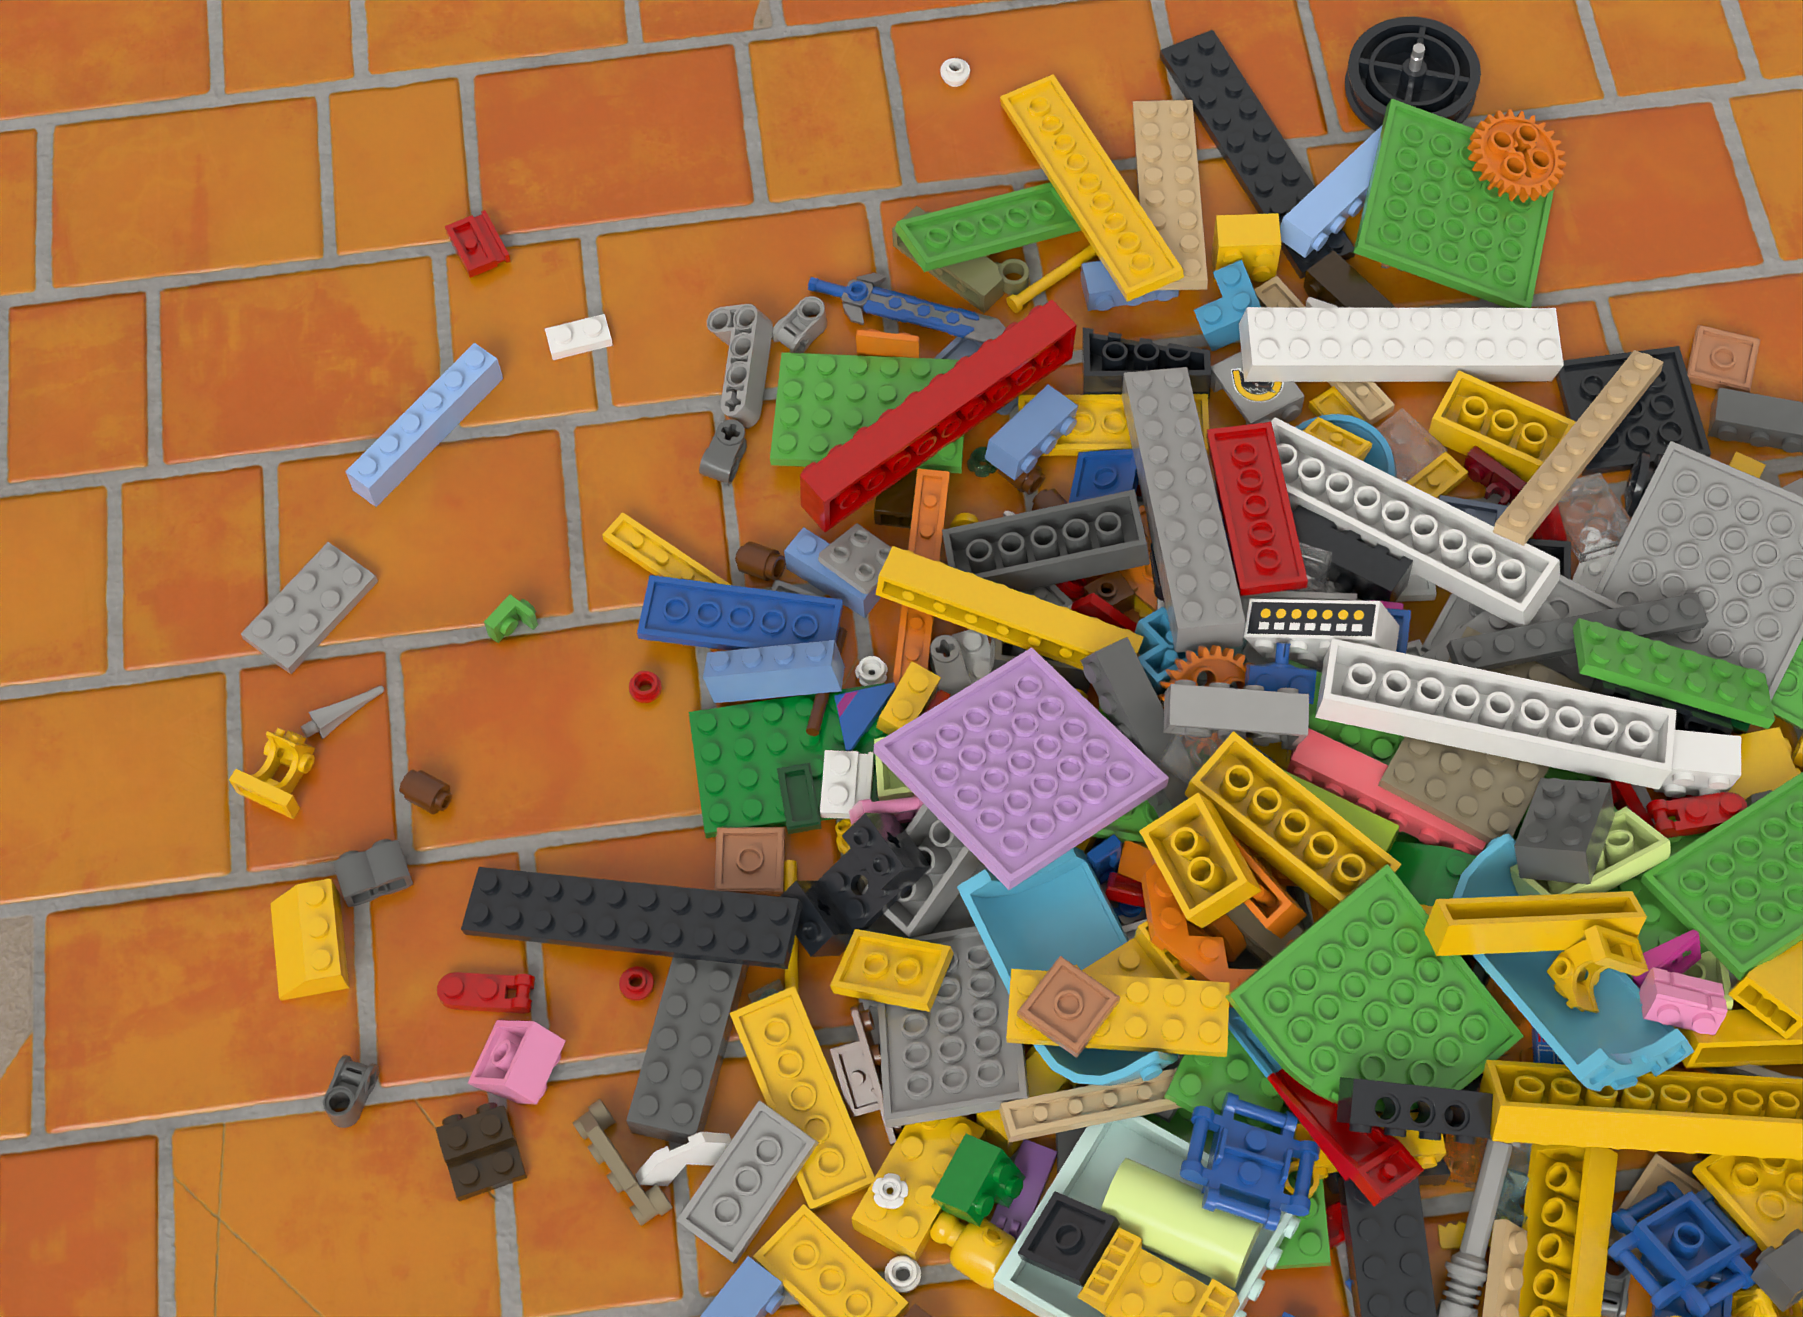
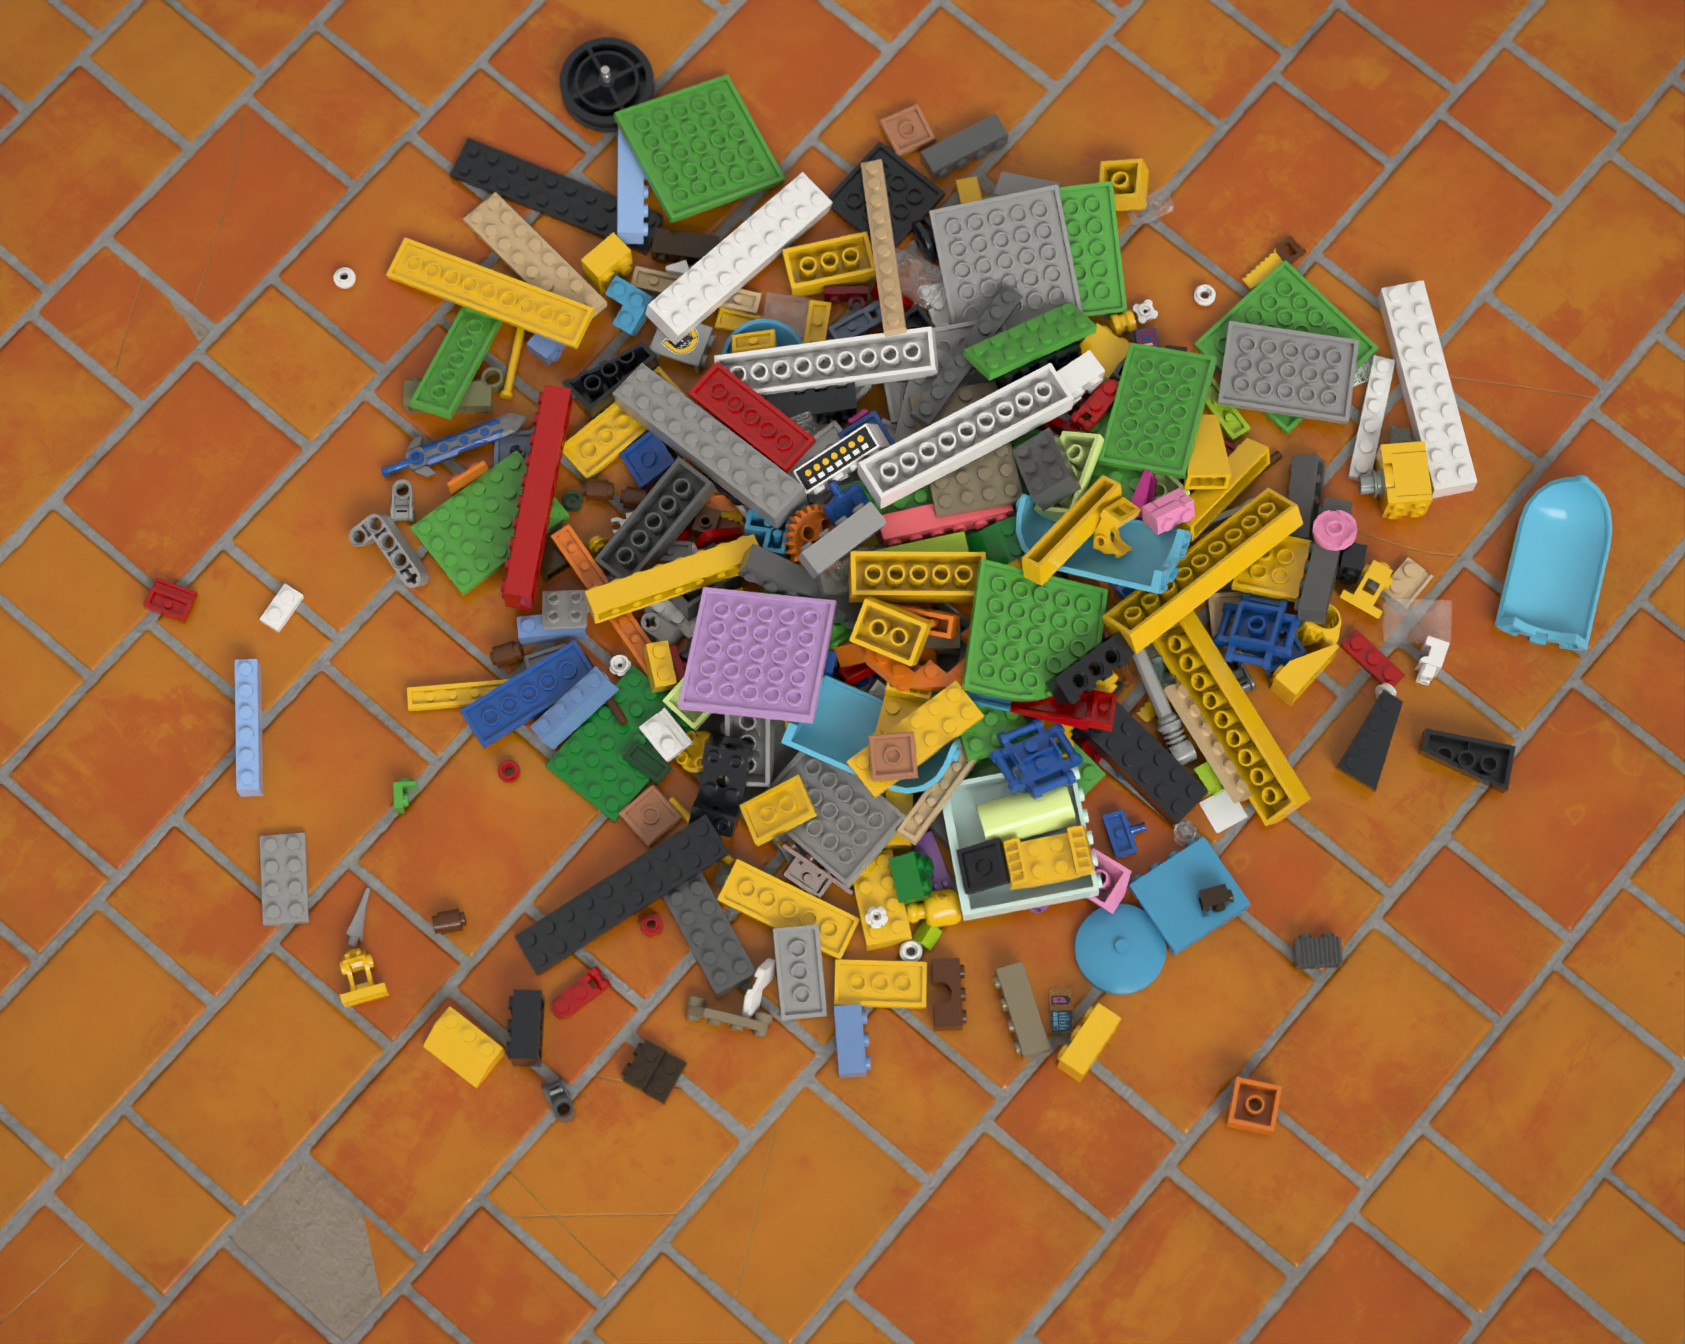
camera: 45 degrees left, 10 degrees up
(372, 872) = (463, 985): dark grey brick -> none
(387, 975) = (526, 1028): none -> black brick
(517, 1061) = (629, 1013): bright pink slope -> none
(724, 452) = (430, 611): dark grey piece -> none
(860, 710) = (636, 691): blue tile -> none
(902, 808) = (698, 738): bright pink plate -> none
(939, 1273) = (927, 936): none -> lime slope
(1031, 432) = (591, 465): medium blue brick -> none
(1516, 155) = (707, 93): orange gear -> none

